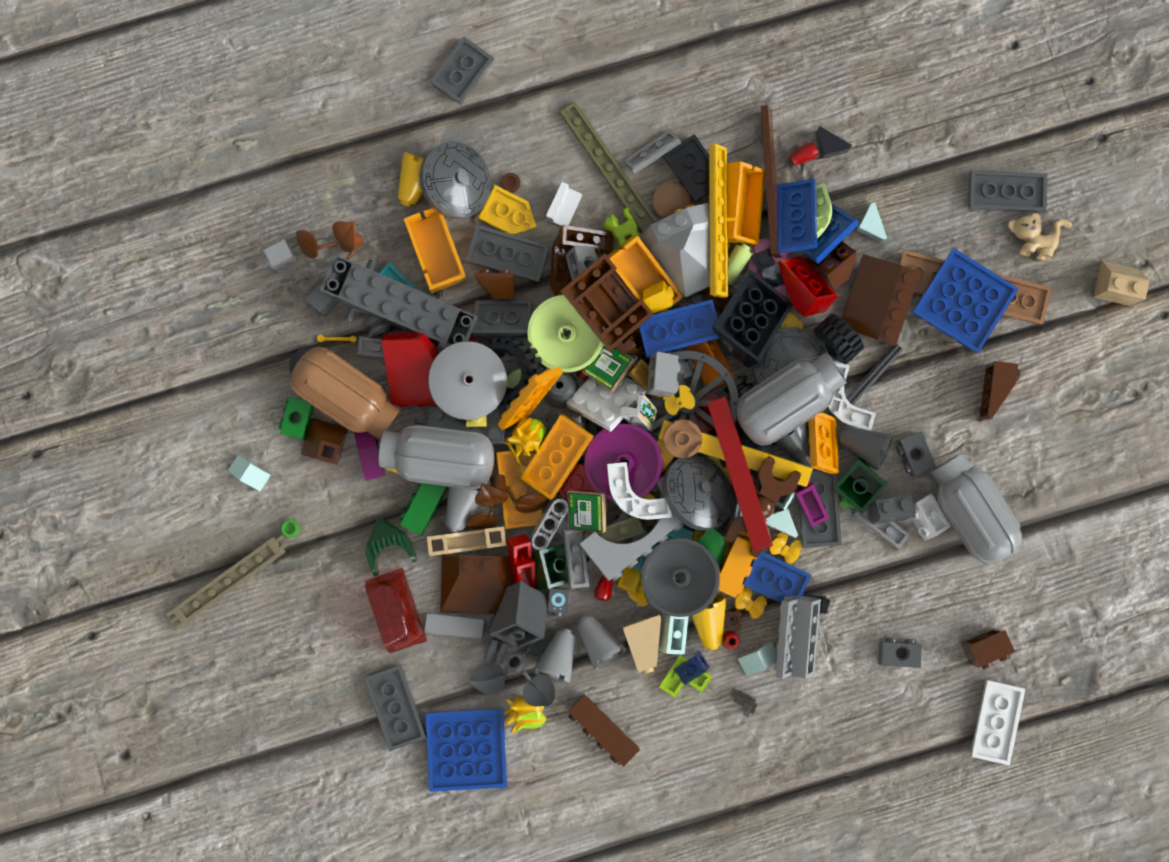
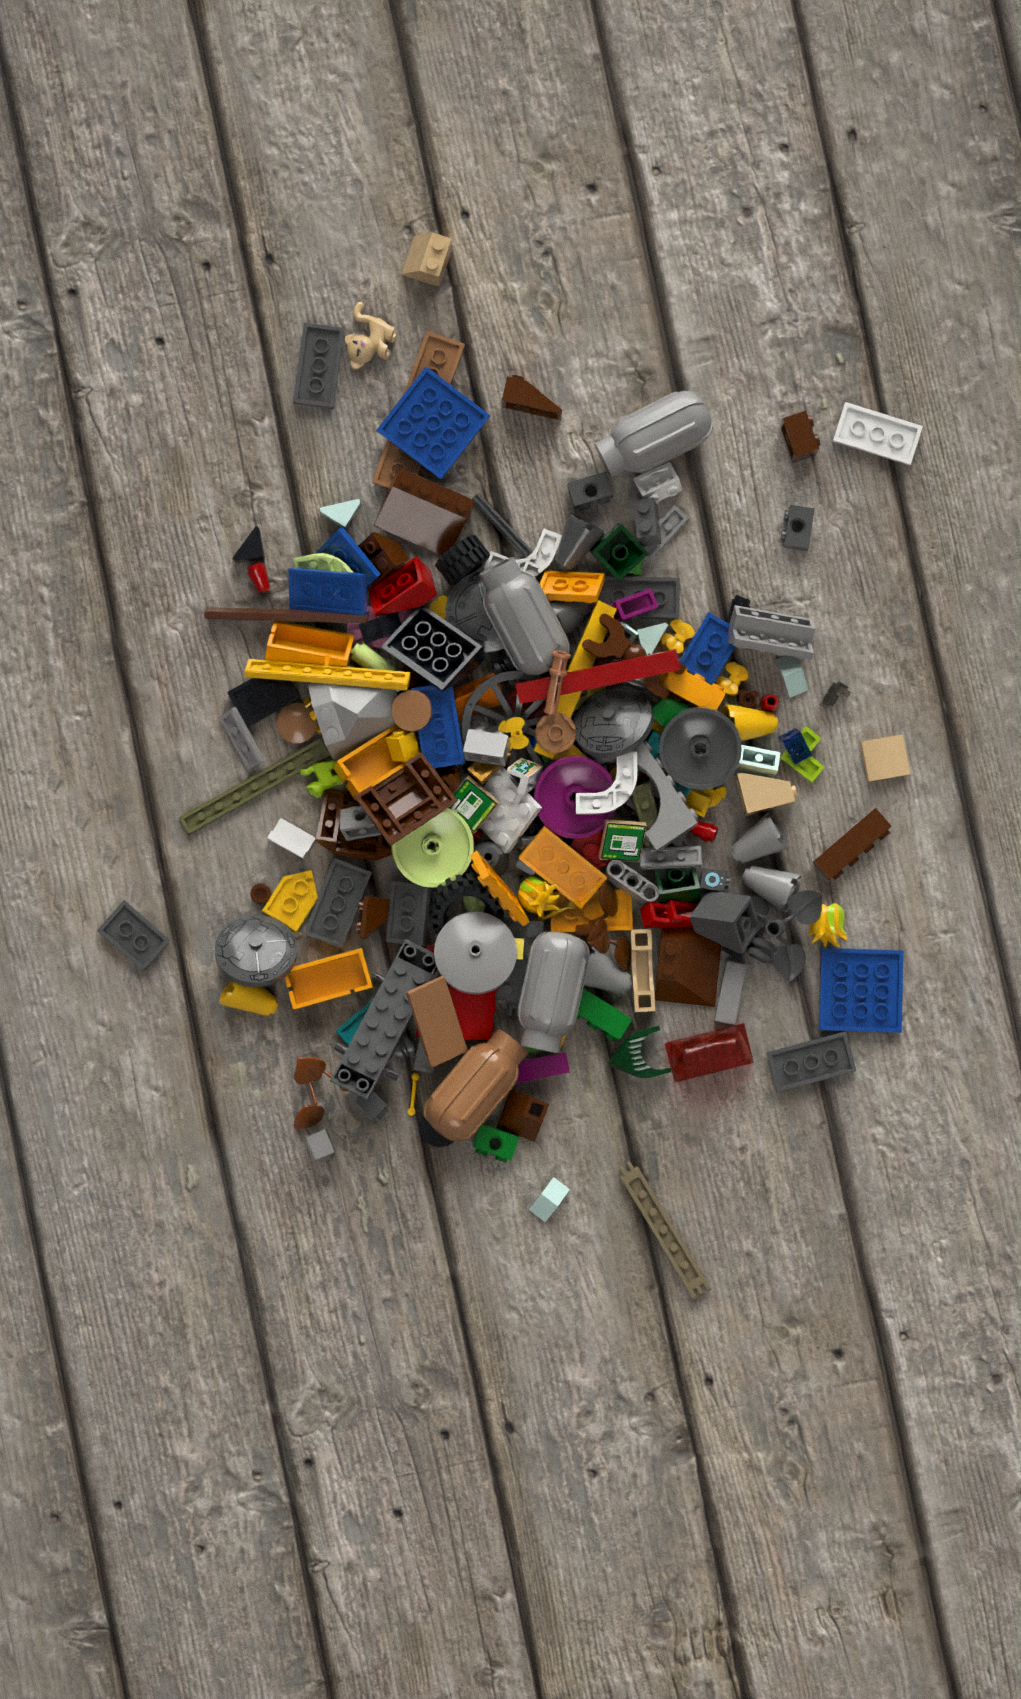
camera: 85 degrees left, 0 degrees up
(290, 528) = (612, 1159): bright green plate -> none
(399, 349) = (436, 1021): none -> medium nougat tile
(688, 754) = (885, 758): none -> tan slope
(691, 301) = (411, 710): none -> medium nougat tile
(740, 434) = (557, 673): none -> nougat pin

